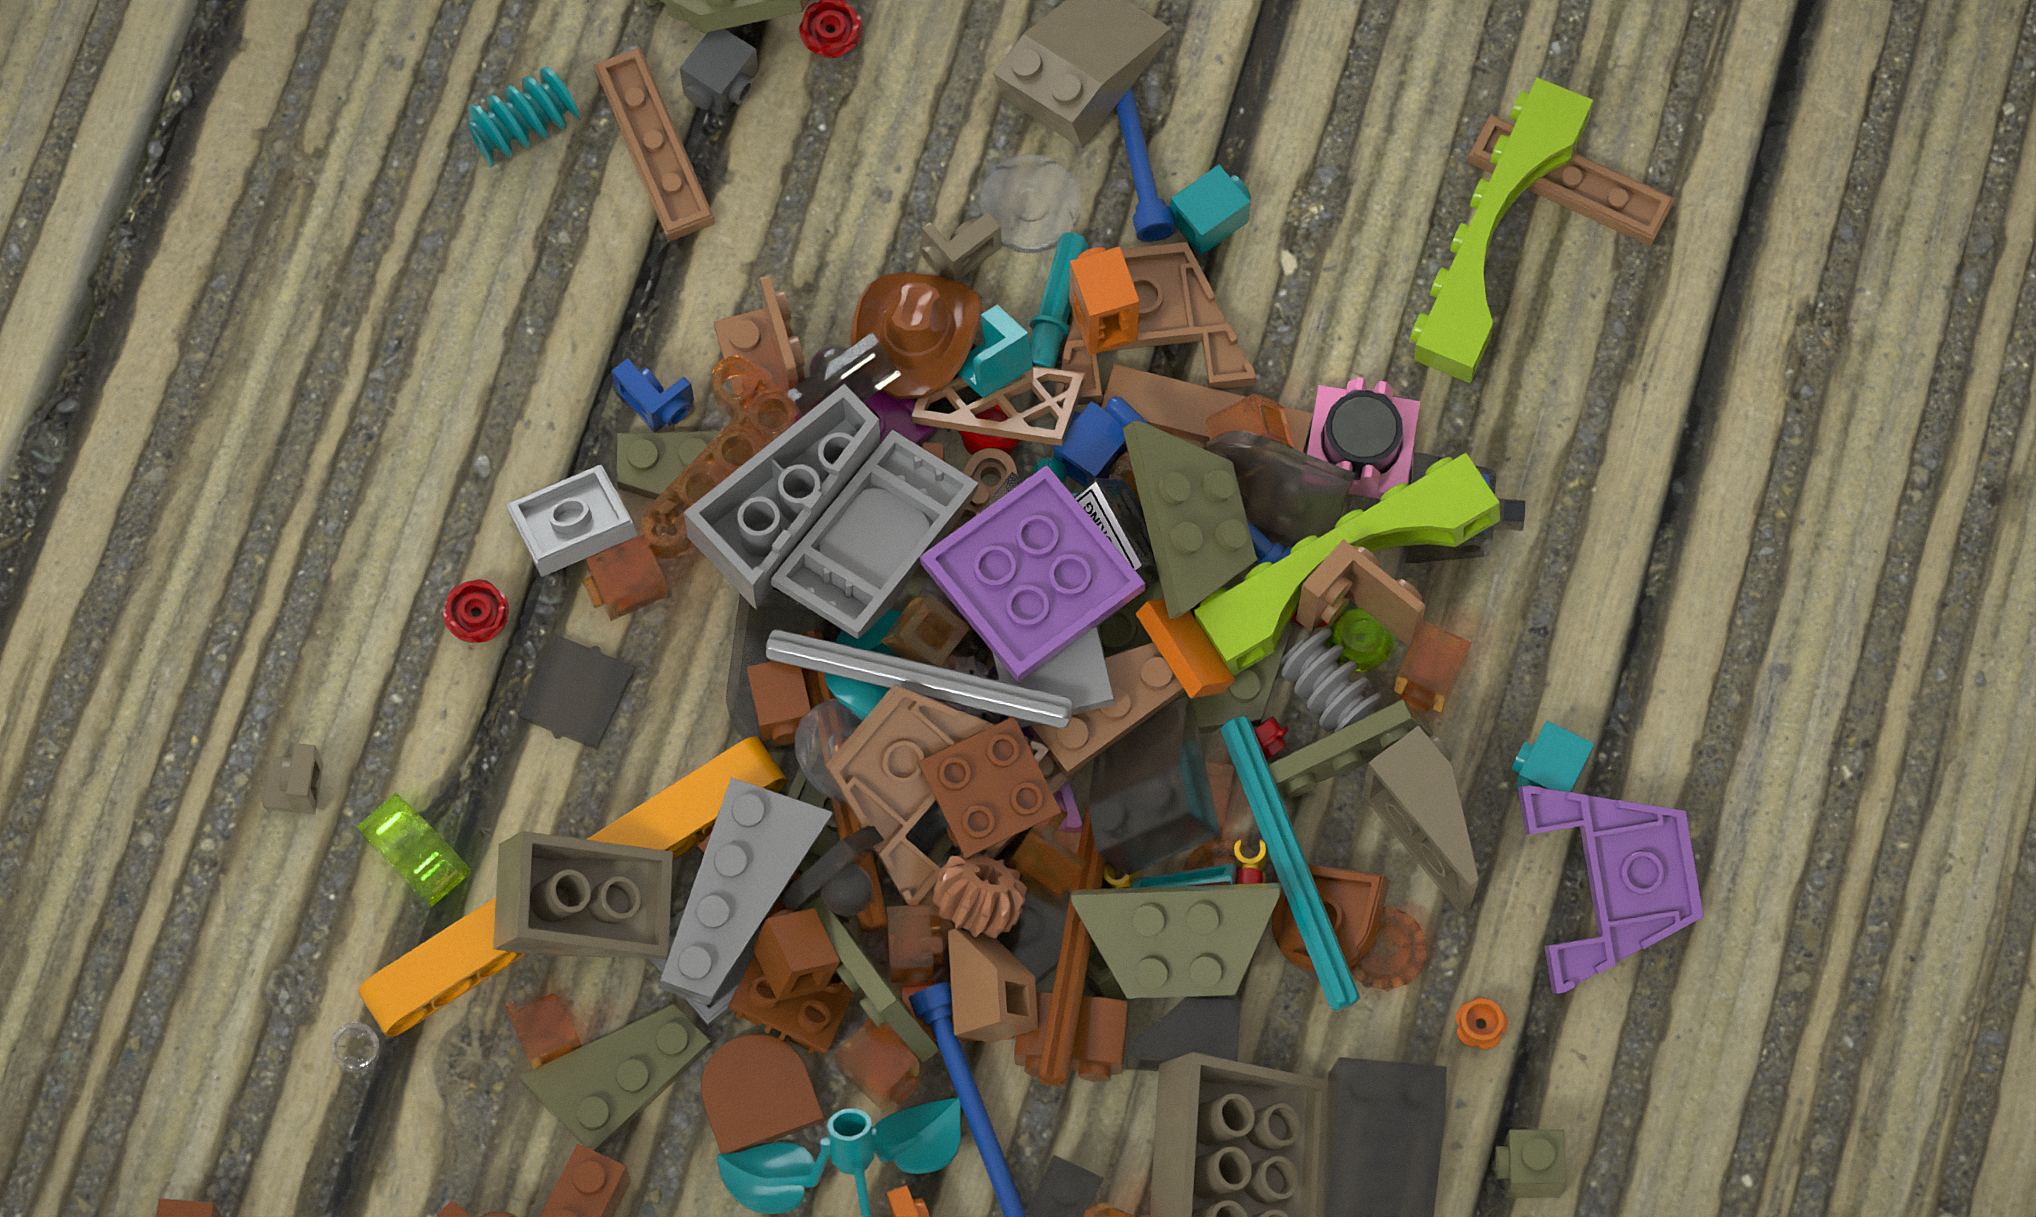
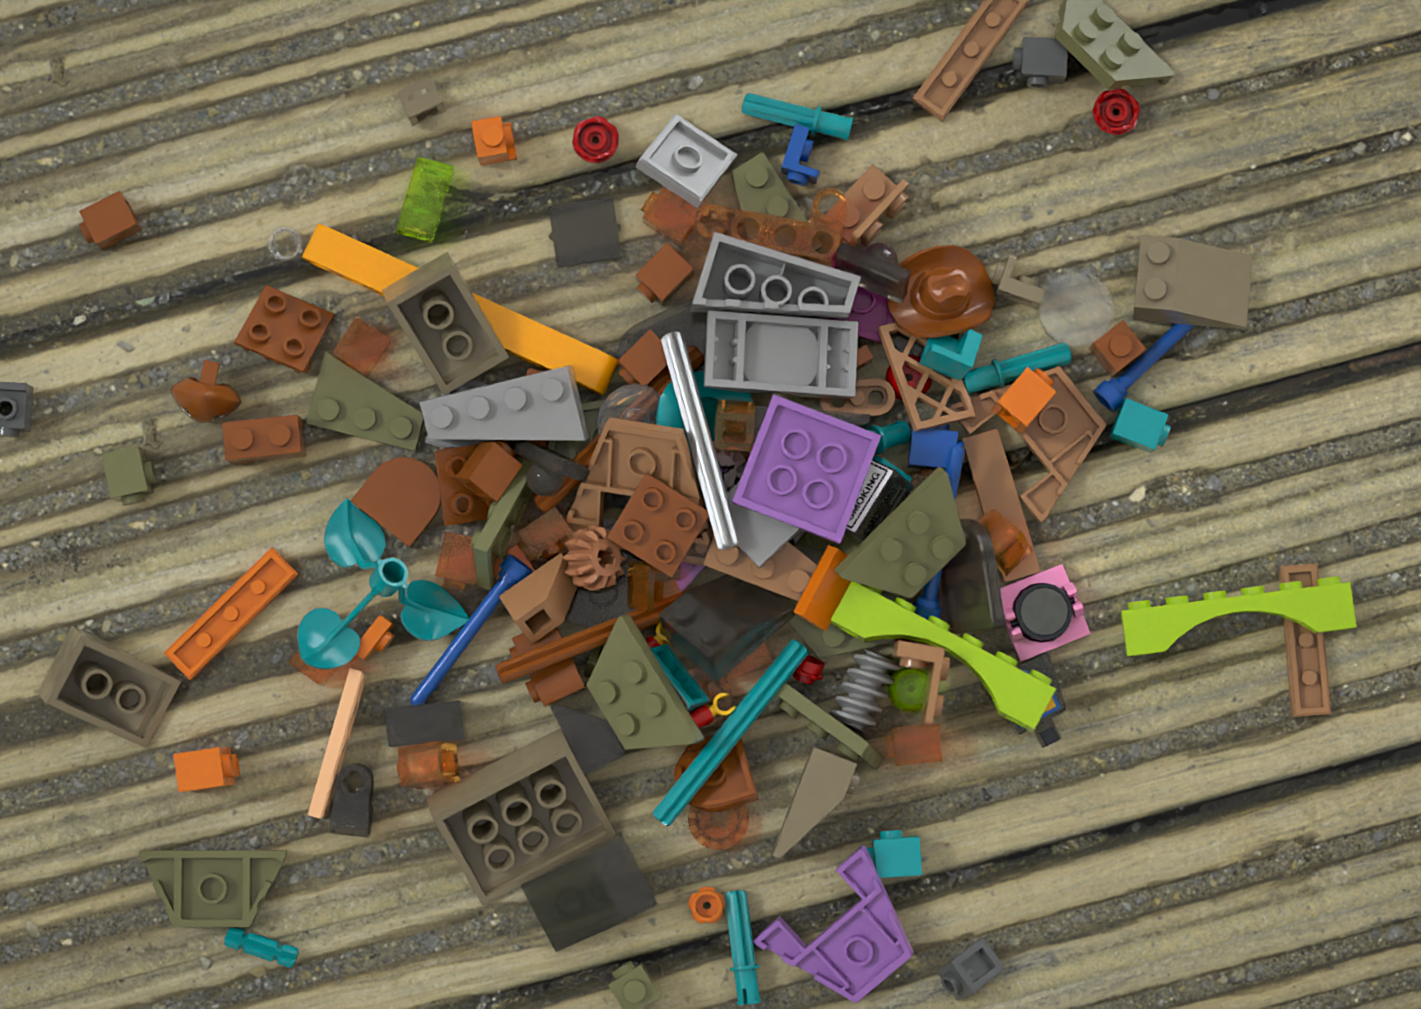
camera: 60 degrees right, 15 degrees up
(397, 727) = (493, 140): none -> orange brick
(460, 1110) = (284, 329): none -> dark orange hinge
(598, 372) = (793, 114): none -> teal axle
(689, 626) = (663, 275): none -> dark orange brick
(1106, 180) = (1117, 348): none -> dark orange brick
(1556, 1010) = (742, 948): none -> teal axle
(1740, 764) = (970, 970): none -> dark grey bracket

